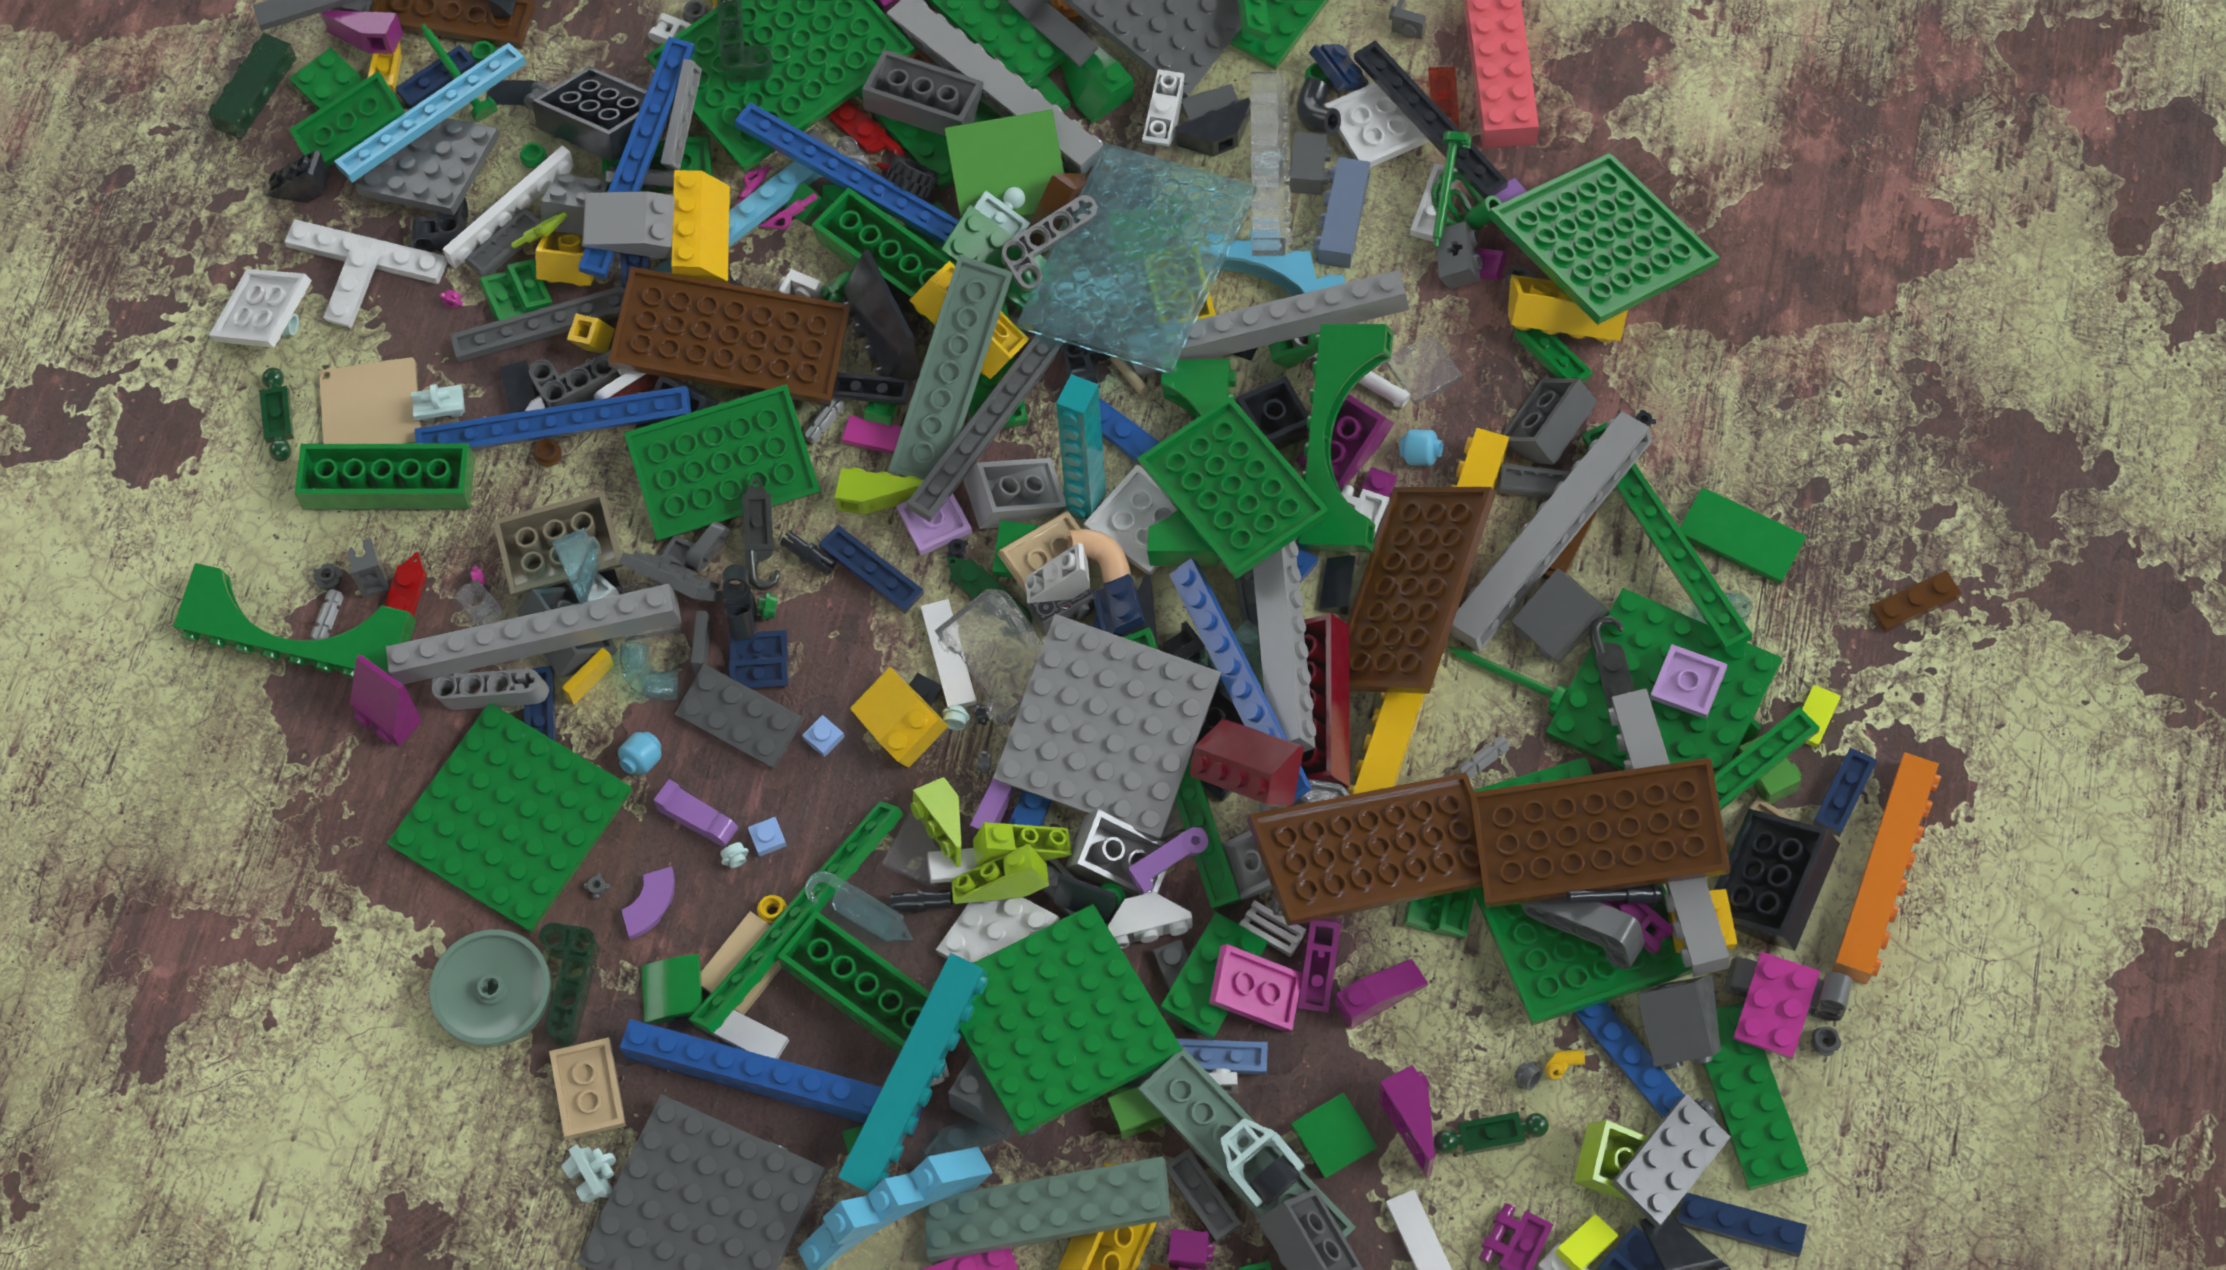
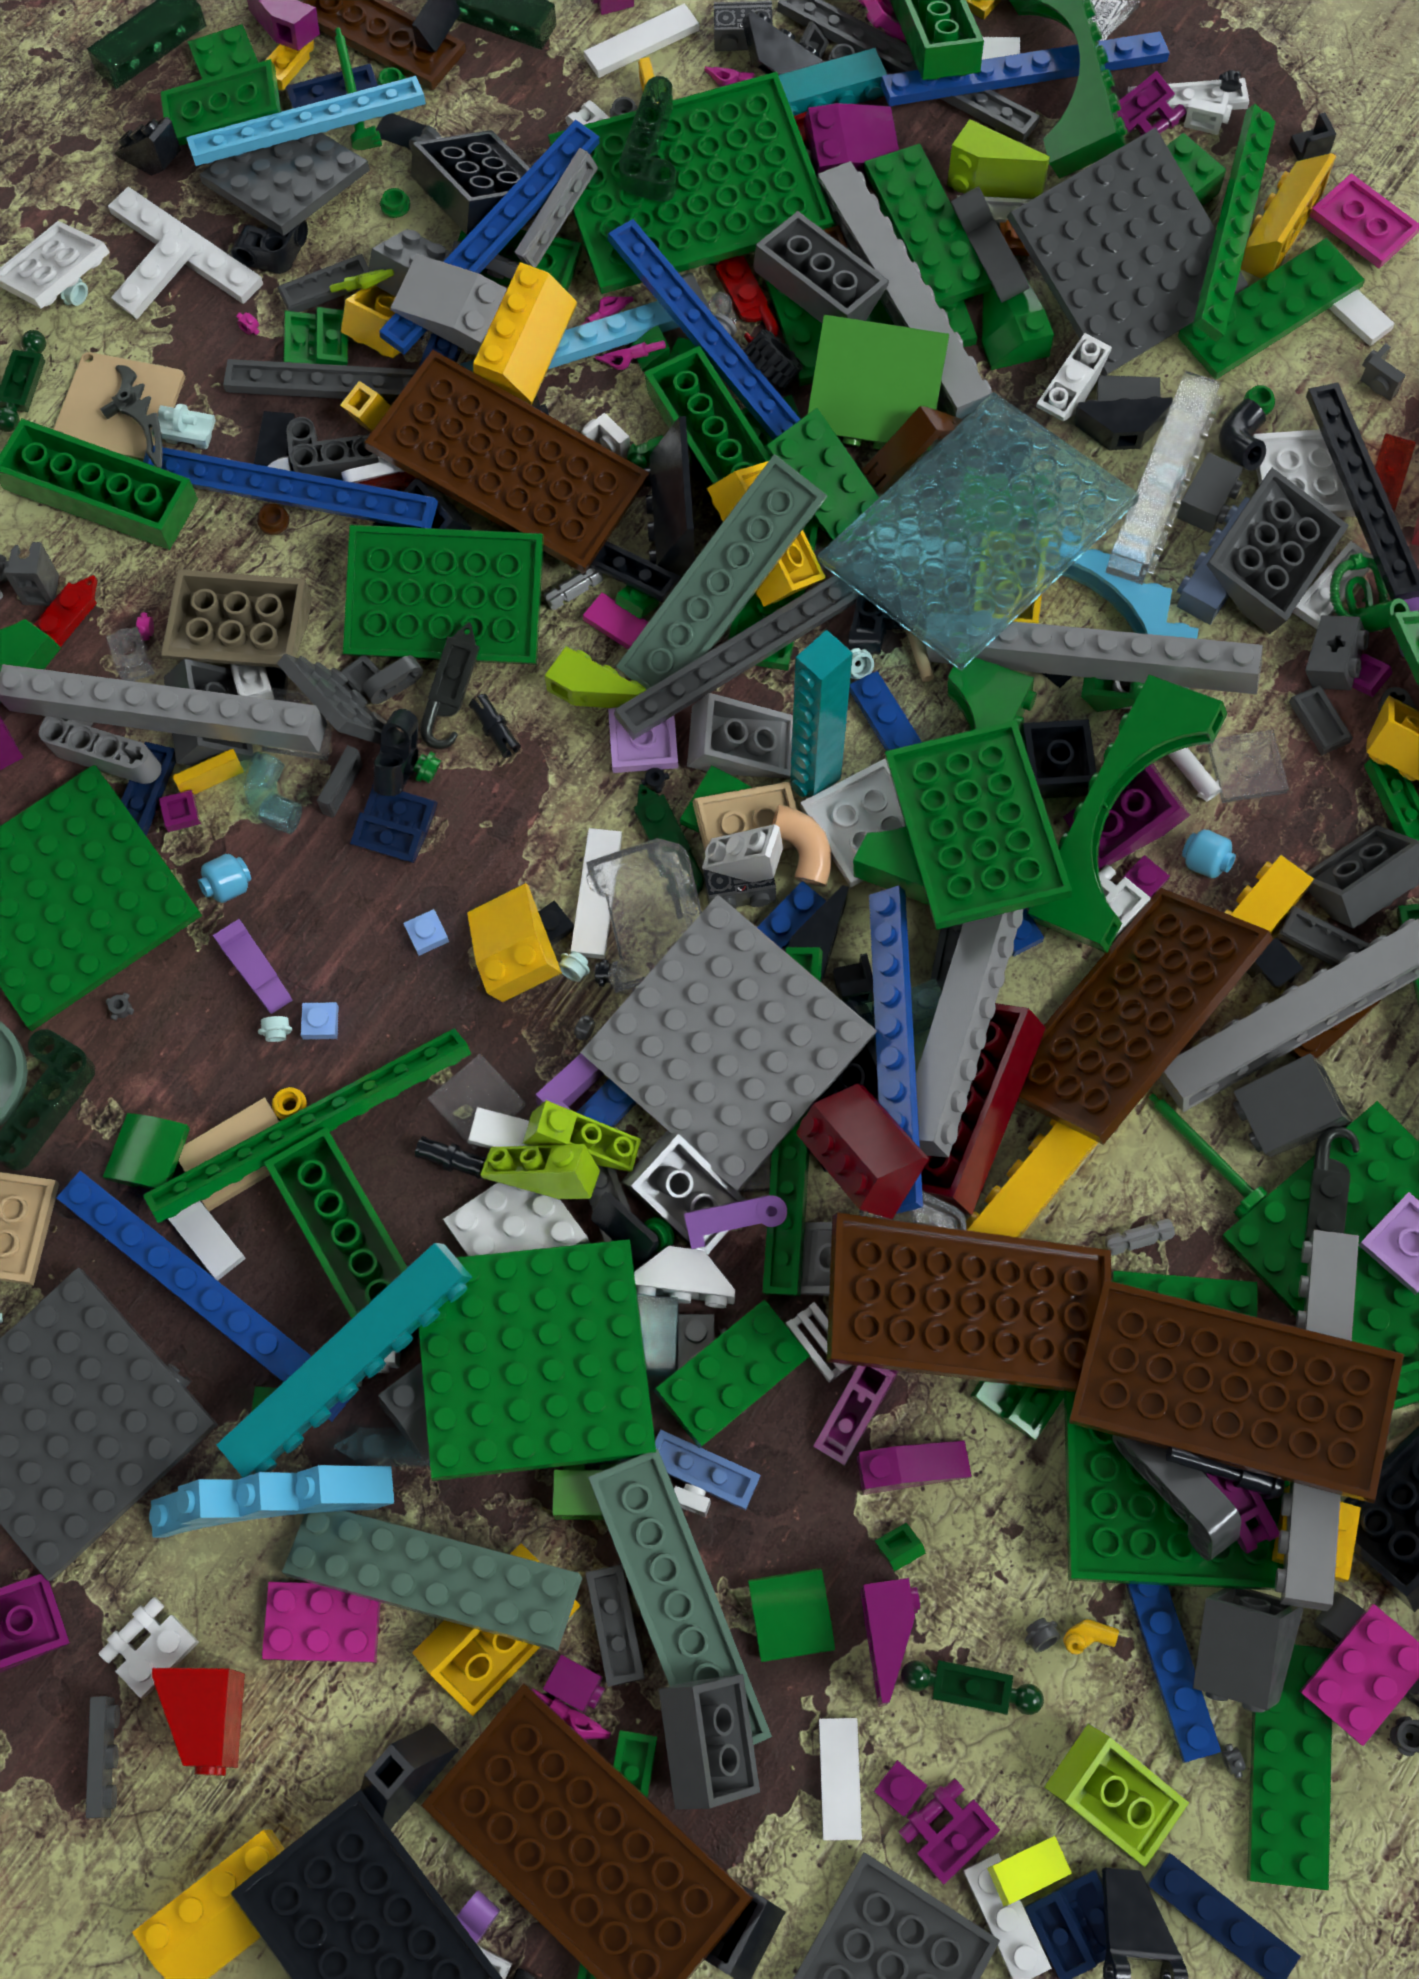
camera: 20 degrees right, 5 degrees up
(380, 398) = (129, 403): none -> pearl dark grey piece
(508, 207) = (343, 246): white plate -> none
(577, 714) = (179, 811): none -> magenta plate
(579, 561) = (237, 647): clear light blue slope -> none
(651, 903) = (168, 1047): medium lavender tile -> none
(739, 716) = (346, 877): dark grey plate -> none
(861, 908) = (379, 1141): clear light blue plate -> none
(871, 569) = (553, 768): dark blue plate -> none
(938, 810) = (510, 1066): lime slope -> none
(1003, 213) = (852, 431): light aqua plate -> none
(1051, 236) = (892, 473): light grey beam -> none
(1118, 605) = (798, 909): dark blue plate -> none
(1147, 966) = (659, 1333): none -> clear light blue brick
(1256, 988) = (771, 1408): dark pink plate -> none
(1274, 1178) = (696, 1649): light aqua piece -> none
(1338, 584) = (1054, 974): black slope -> none
(1339, 66) = (1286, 398): dark blue plate -> none
(1379, 192) = (1275, 550): none -> dark grey slope
(1395, 1053) = (900, 1546): none -> green plate
(1453, 141) = (1382, 522): green piece -> none
(1466, 312) = (1320, 720): none -> dark grey tile
(1467, 1227) = (900, 1788): none -> magenta plate
(1506, 513) = (1276, 965): none -> black panel
(1670, 1160) = (1168, 1811): plate -> none

